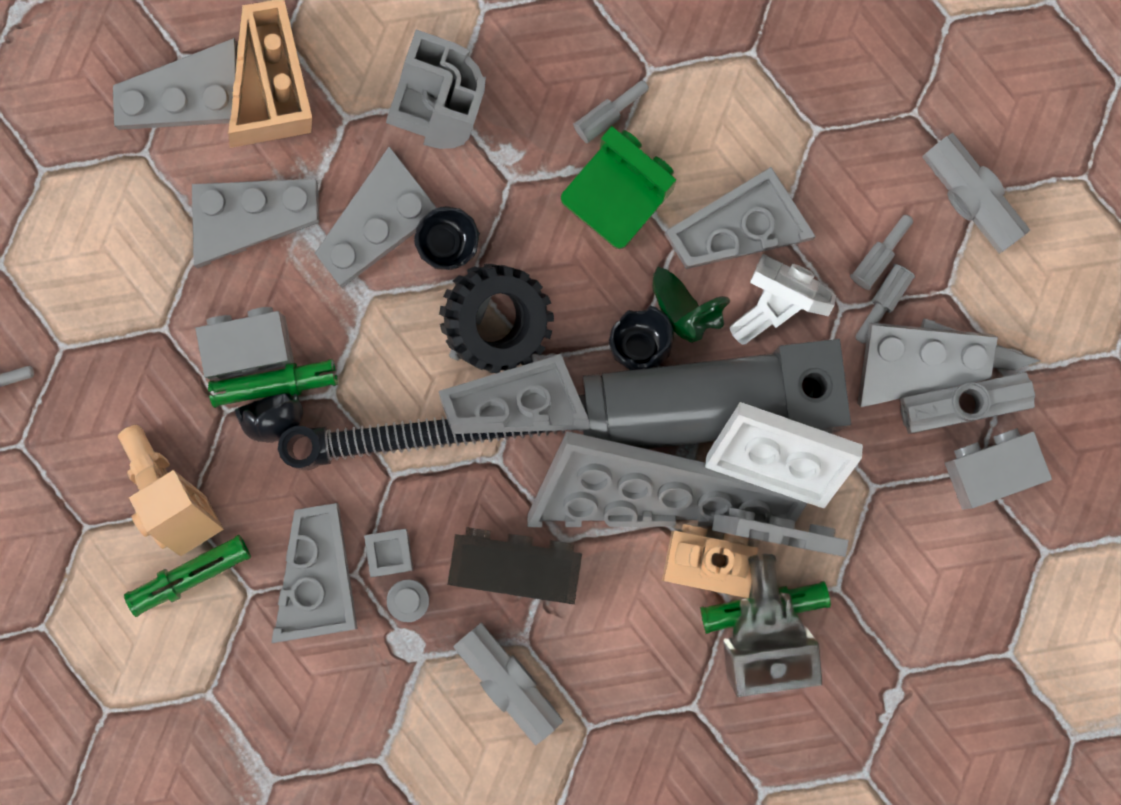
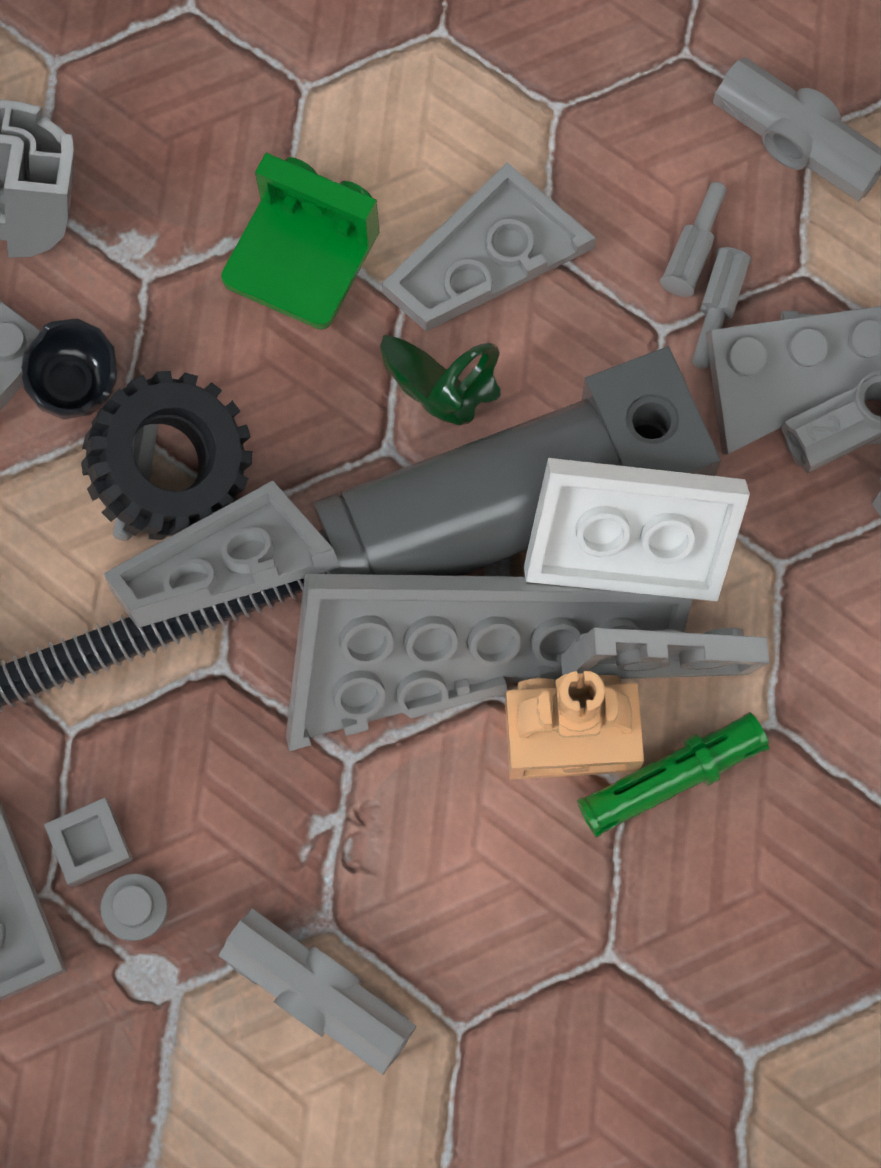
camera: 15 degrees left, 10 degrees down
(515, 566) = (283, 811): clear smoke brick -> none
(607, 113) = (238, 174): light grey axle -> none
(642, 338) = (387, 434): black hair -> none
(769, 642) = (693, 813): clear smoke brick -> none
(783, 295) = (569, 329): white piece -> none

